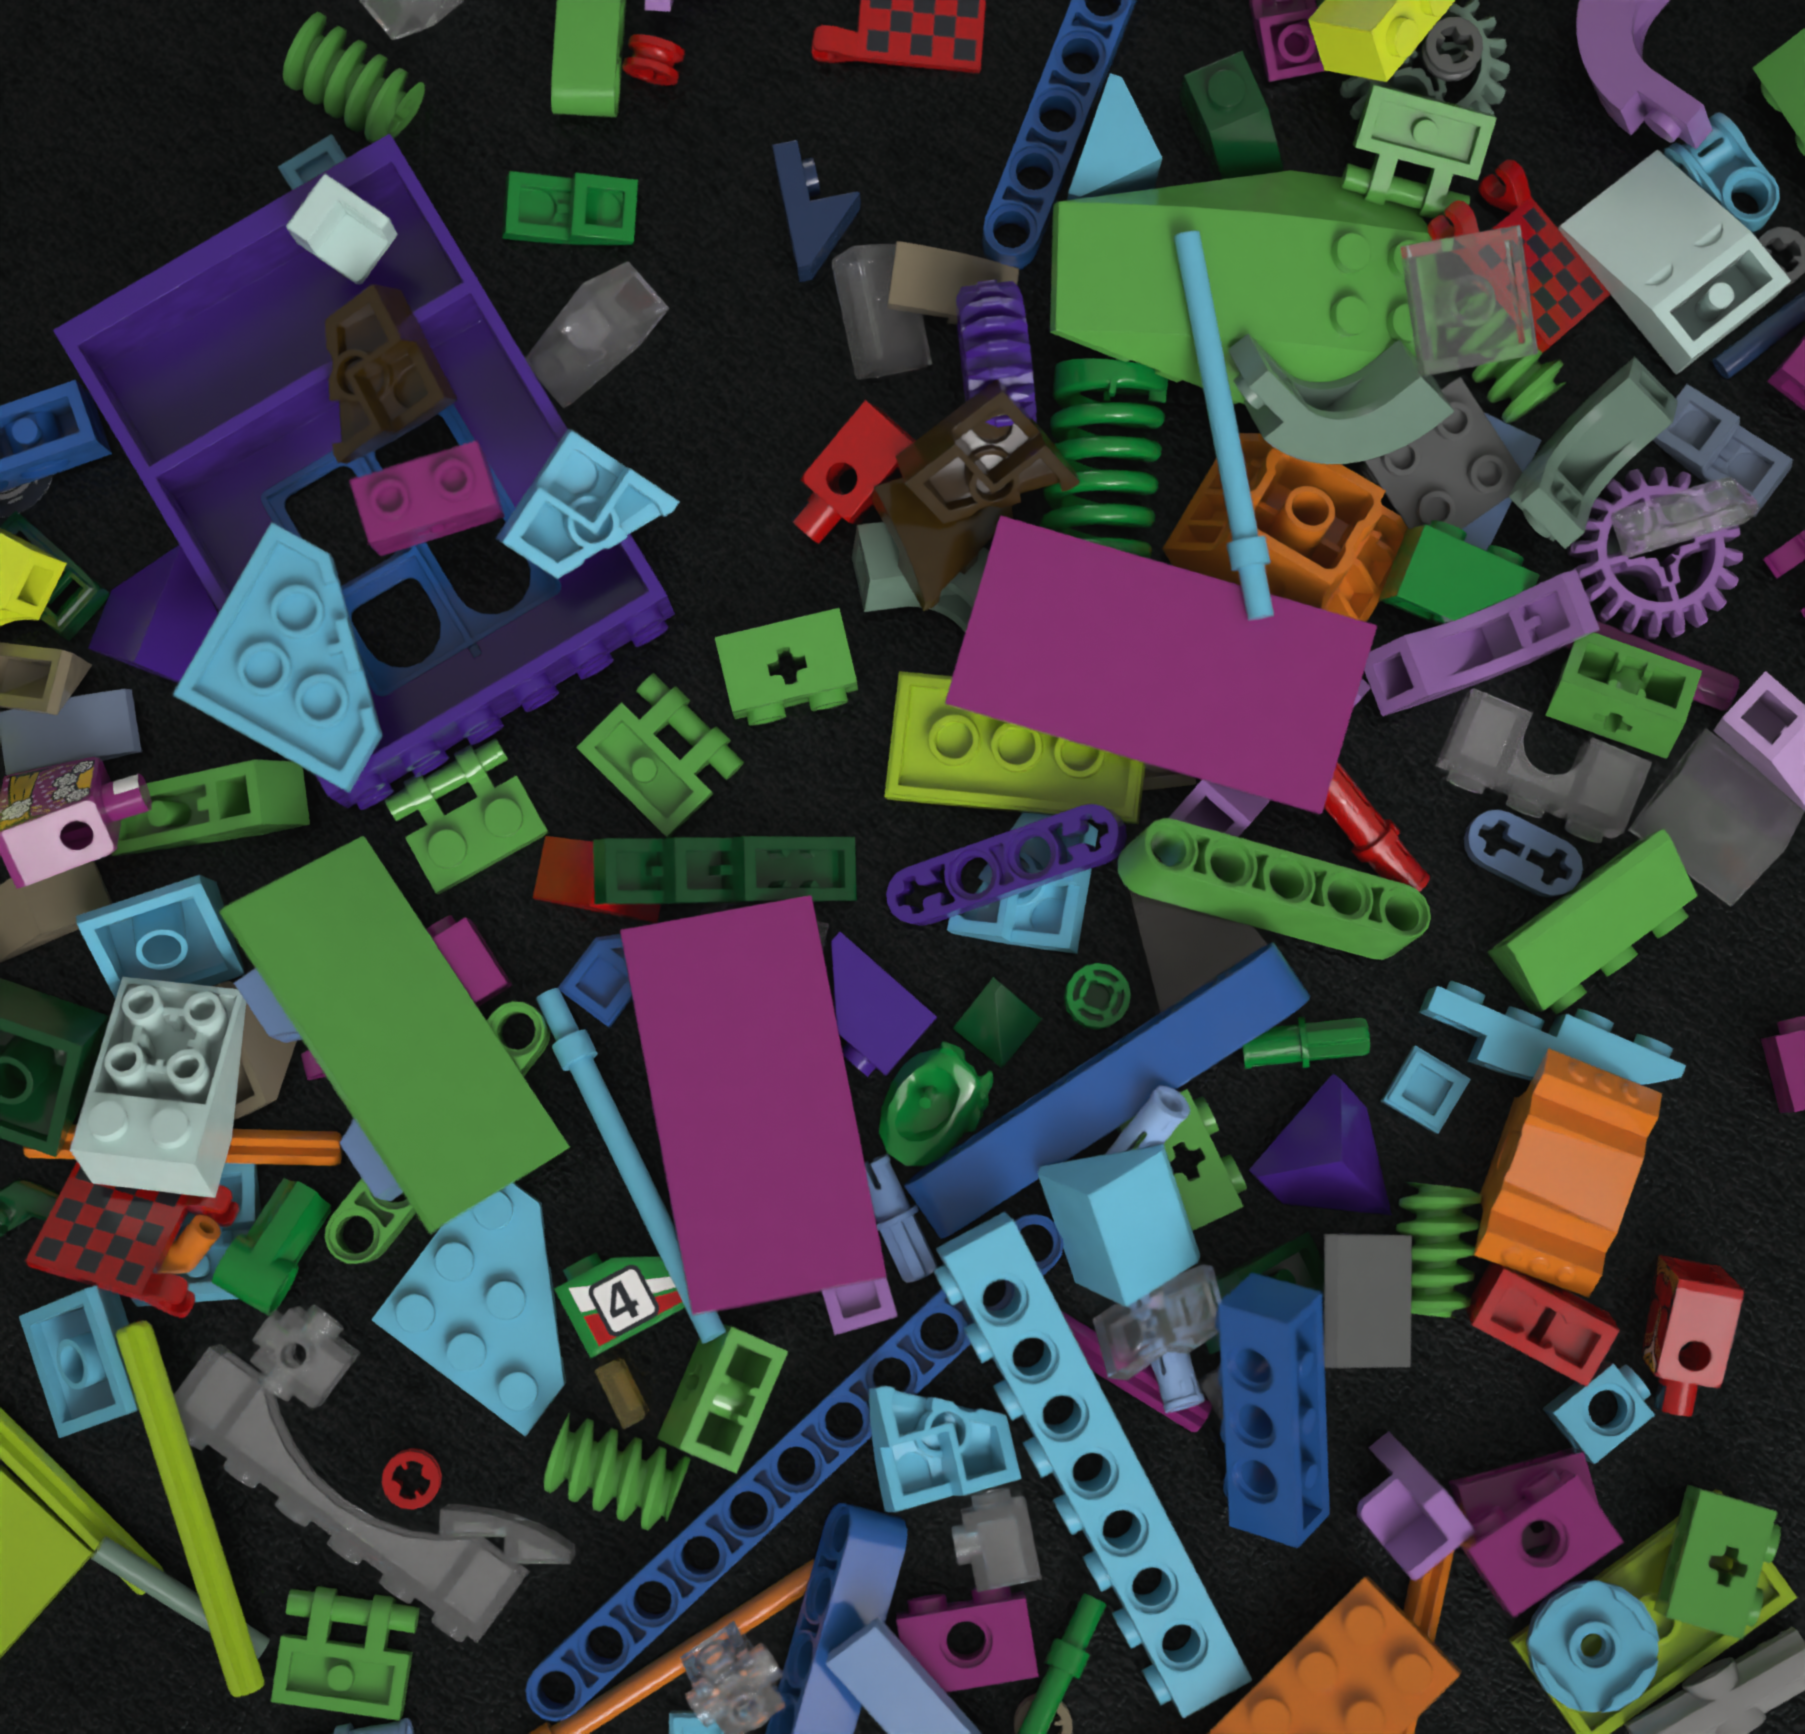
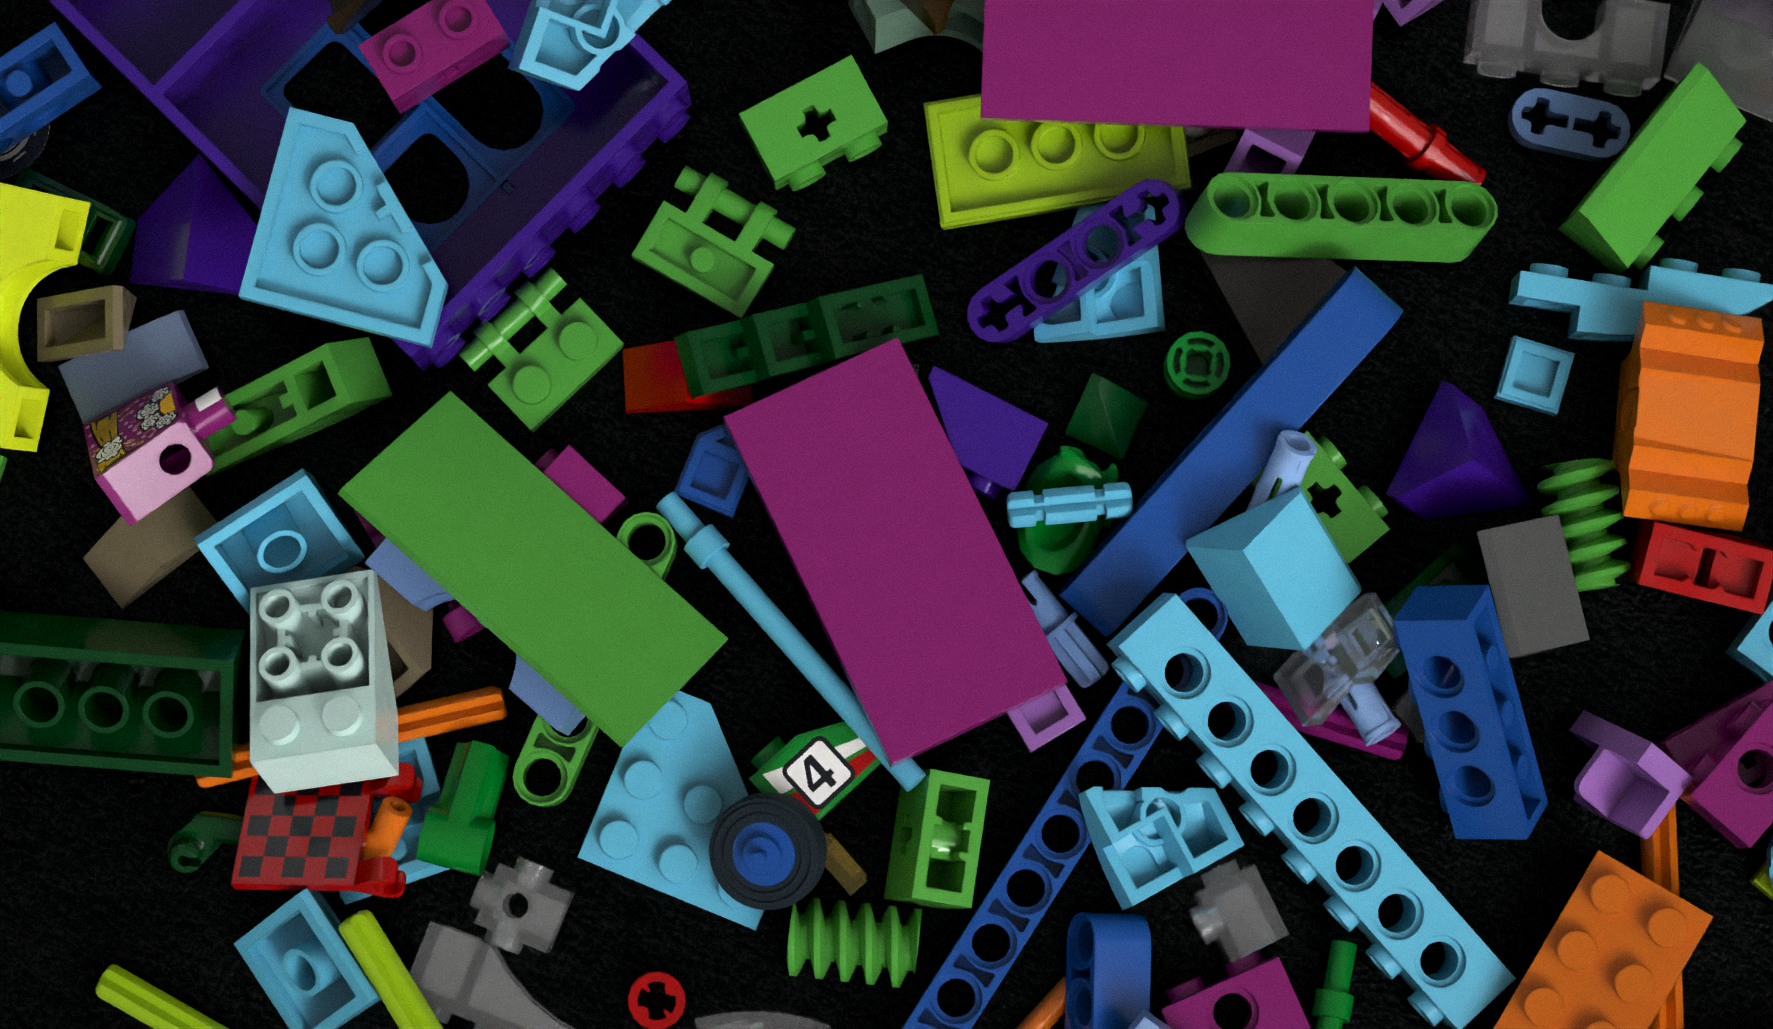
camera: 20 degrees left, 0 degrees up
(554, 1364) = (768, 851): none -> black wheel
(936, 1101) = (1069, 504): none -> medium azure axle
(1308, 1042) = (1409, 358): green axle -> none

